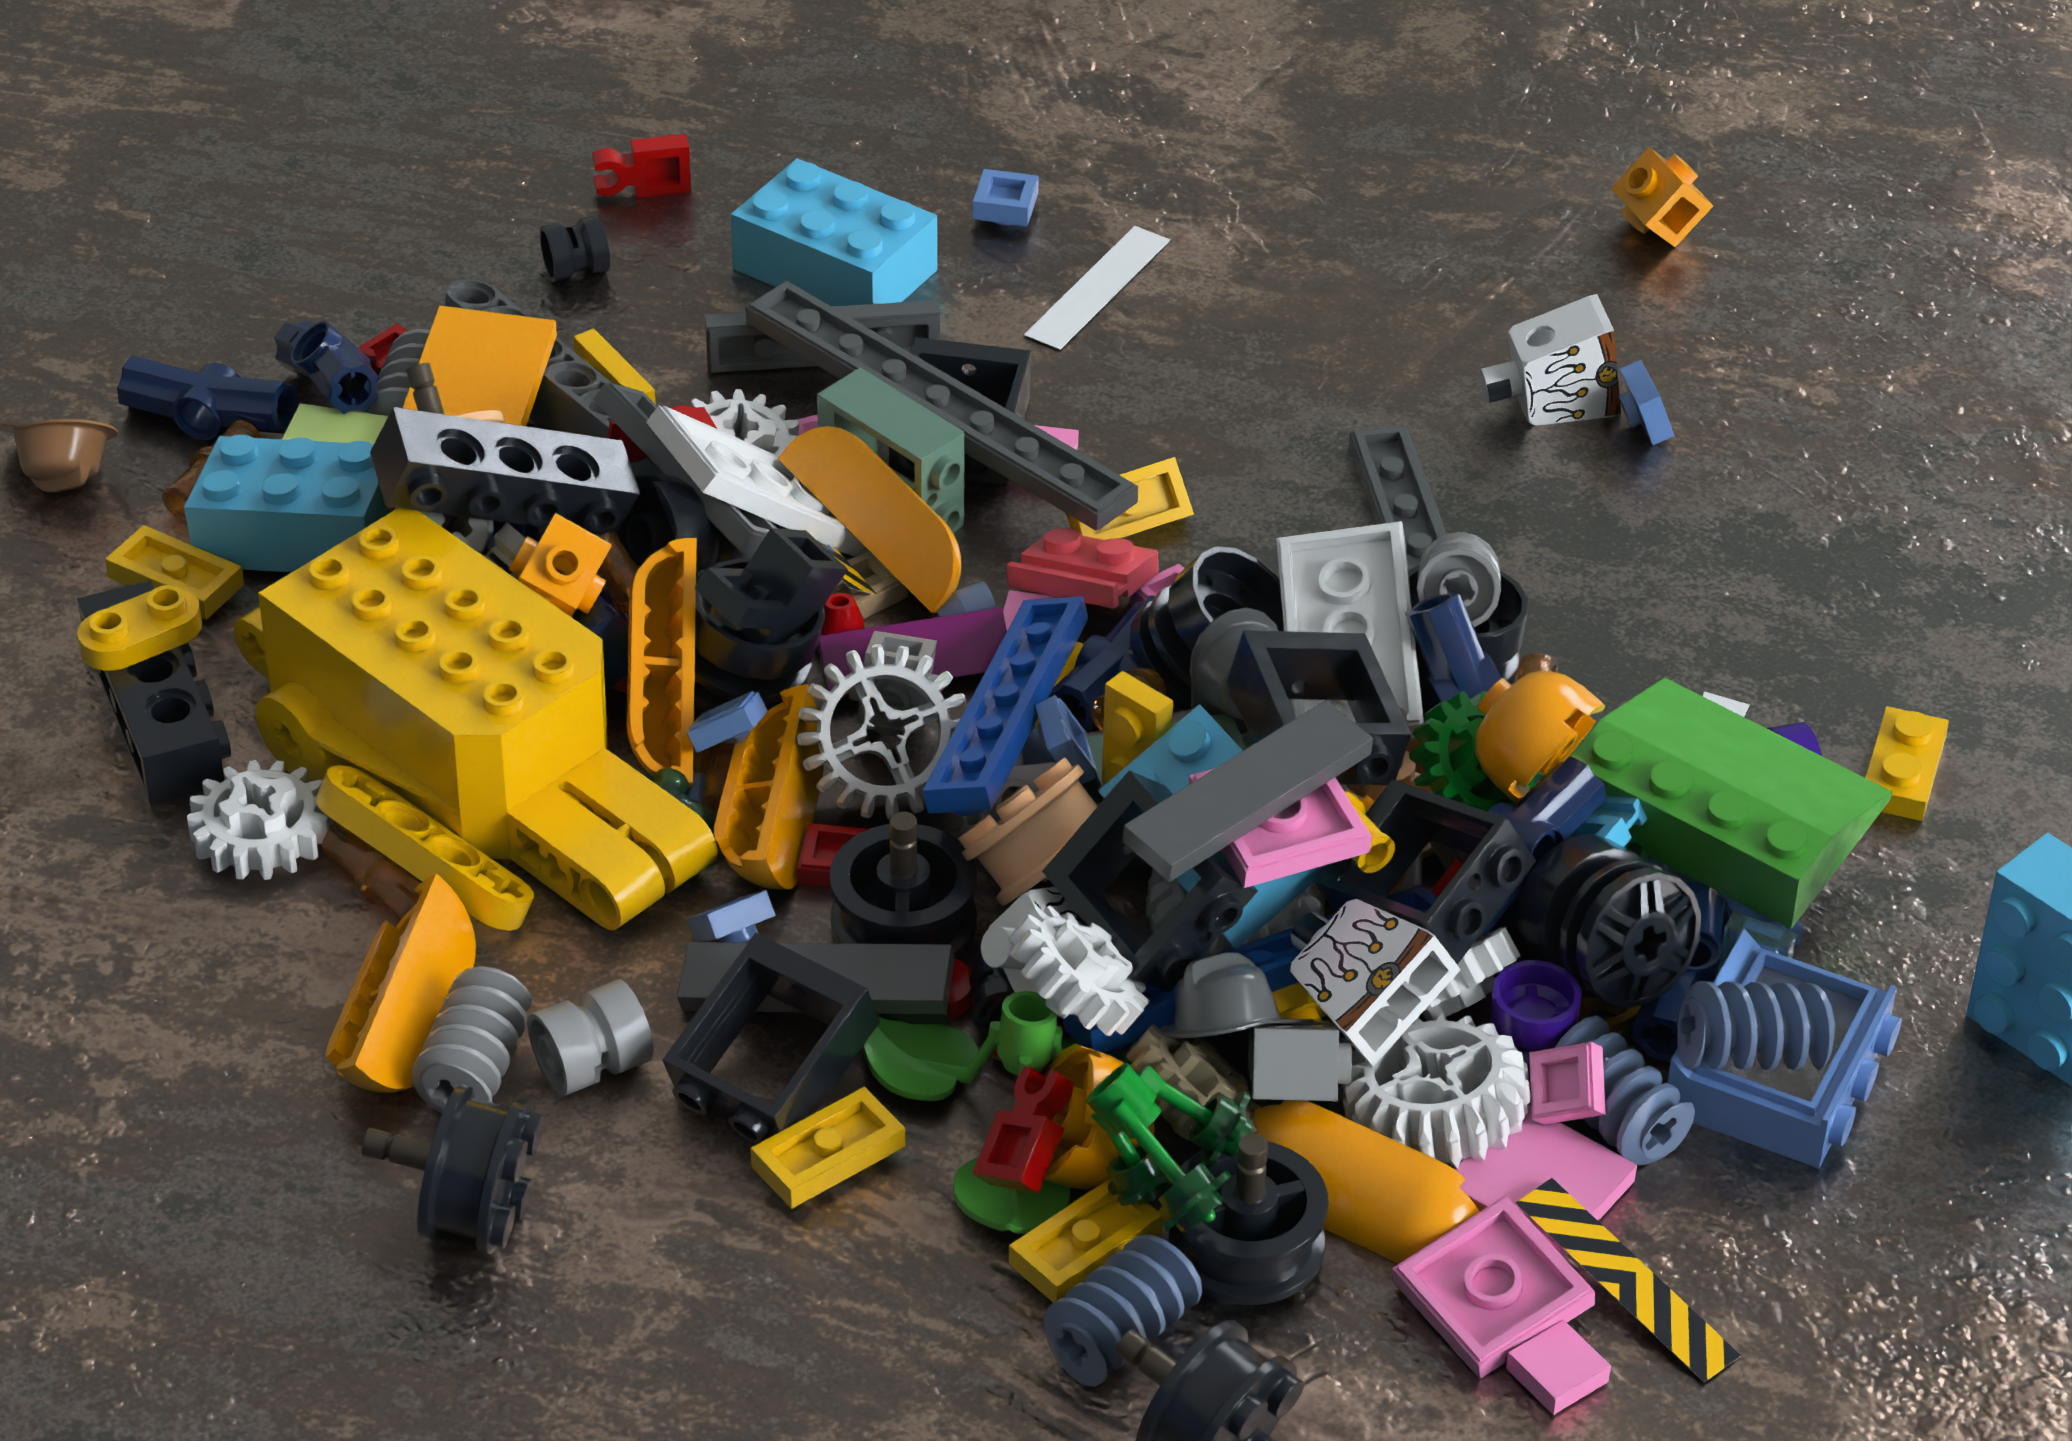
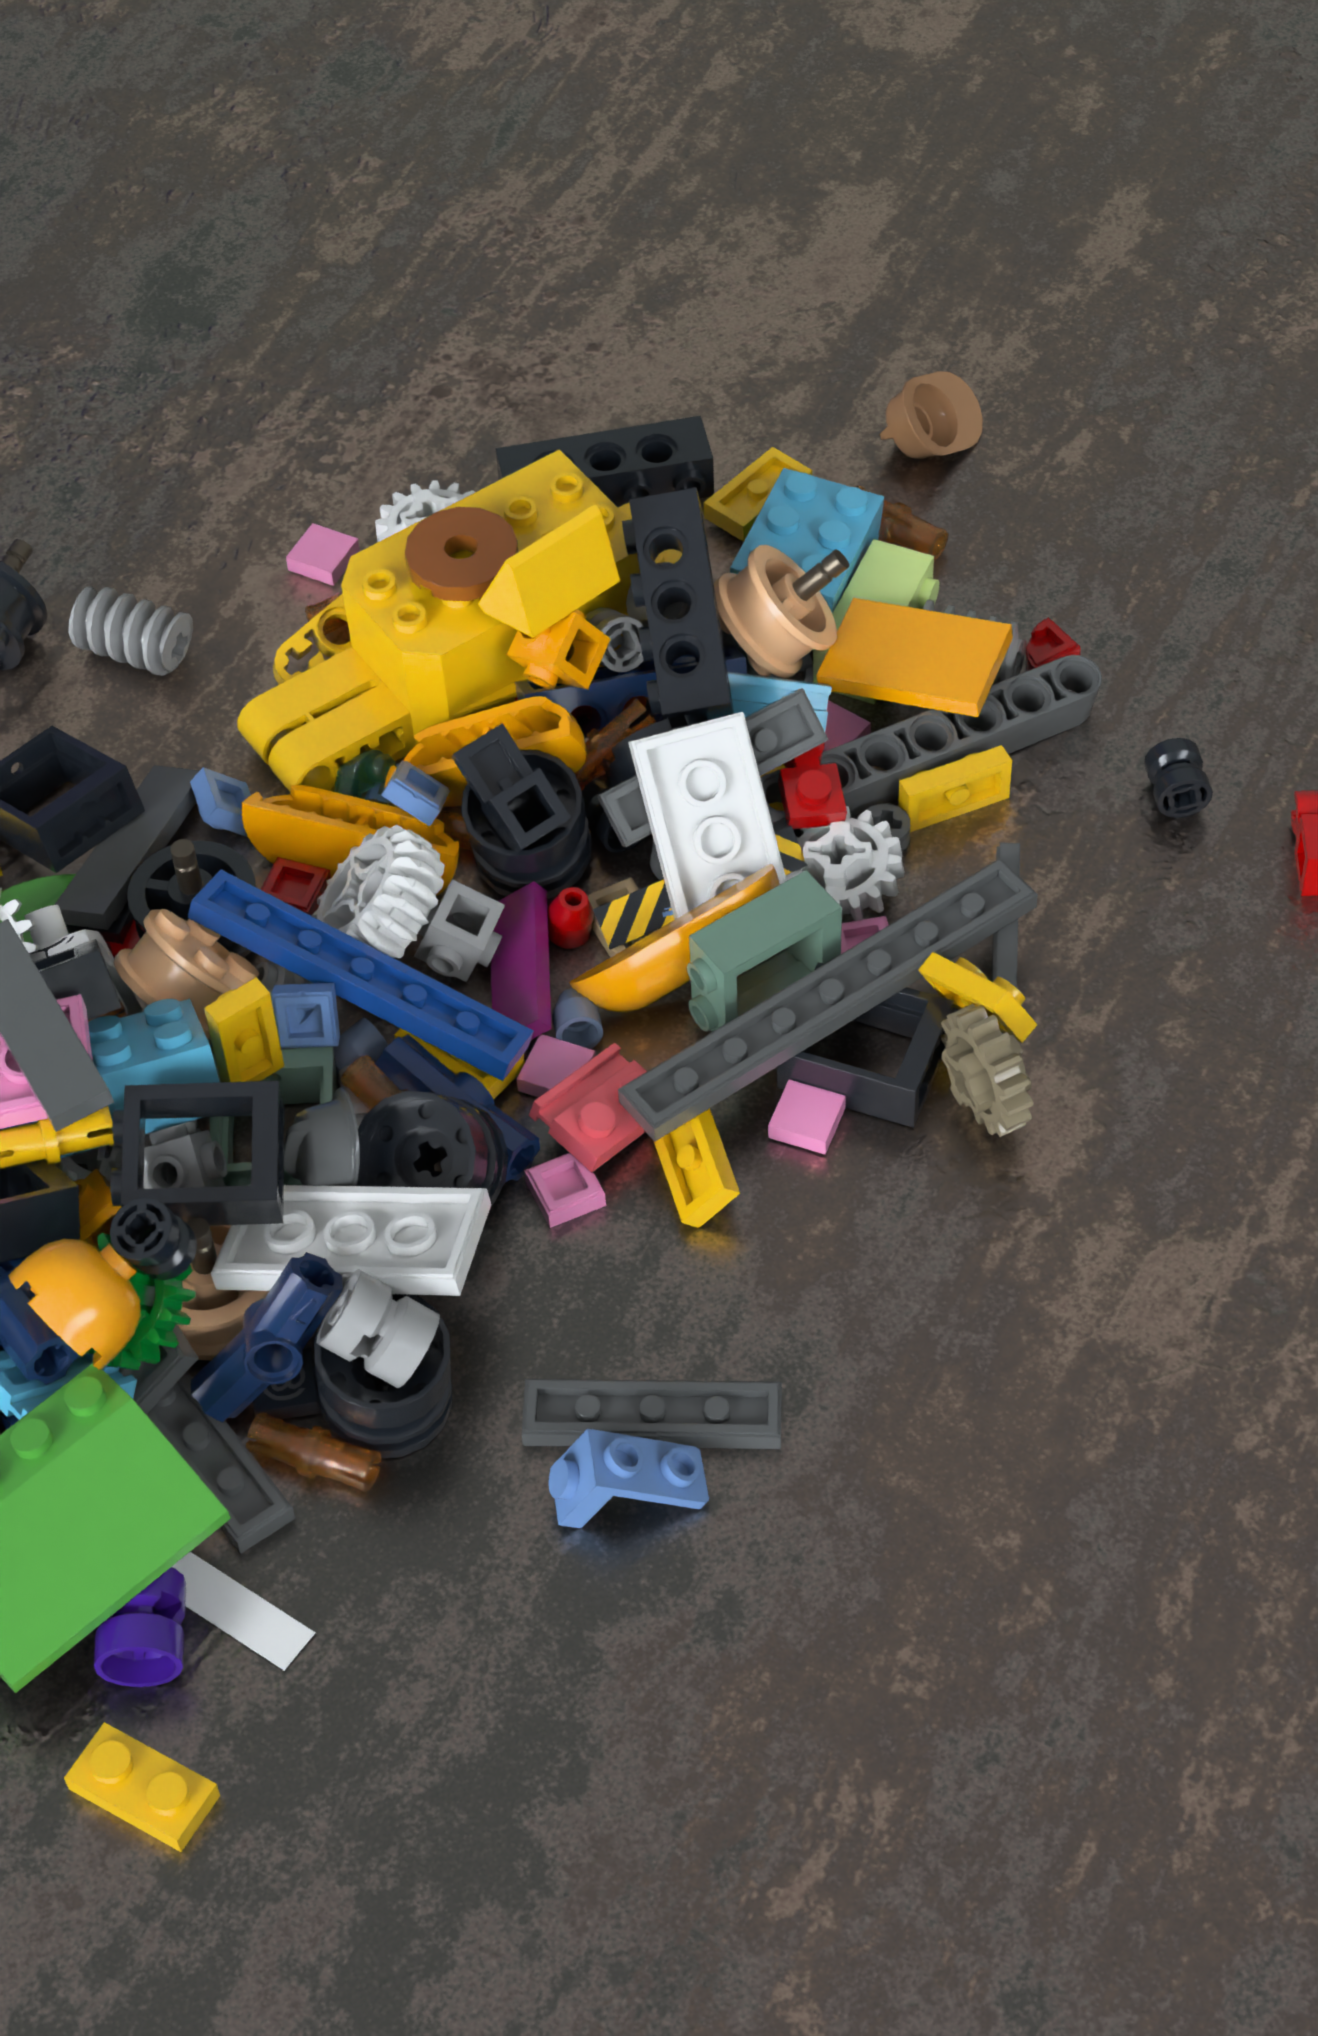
camera: 105 degrees right, 10 degrees up
(139, 628) = (640, 442): yellow plate -> none
(206, 399) = (985, 516): dark blue piece -> none
(294, 925) = (322, 554): none -> bright pink tile
(330, 362) = (990, 577): dark blue piece -> none
(402, 990) = (223, 606): light orange brick -> none
(476, 592) = (452, 531): none -> dark orange tile
(513, 524) = (553, 575): none -> yellow slope
(598, 1034) = (113, 699): light grey wheel -> none
(833, 238) = (1156, 975): medium azure brick -> none
(935, 287) = (969, 986): none -> yellow plate
(996, 302) = (986, 1070): none -> dark tan gear
(1005, 197) = (1235, 1139): medium blue plate -> none
(1096, 287) = (1093, 1215): white sticker -> none
(1460, 677) = (153, 1238): none -> black wheel
(1498, 505) = (627, 1467): none -> medium blue bracket
(1560, 366) = (819, 1567): torso -> none
(1644, 404) = (761, 1674): medium blue plate -> none
(1652, 189) = (1143, 1786): light orange brick -> none

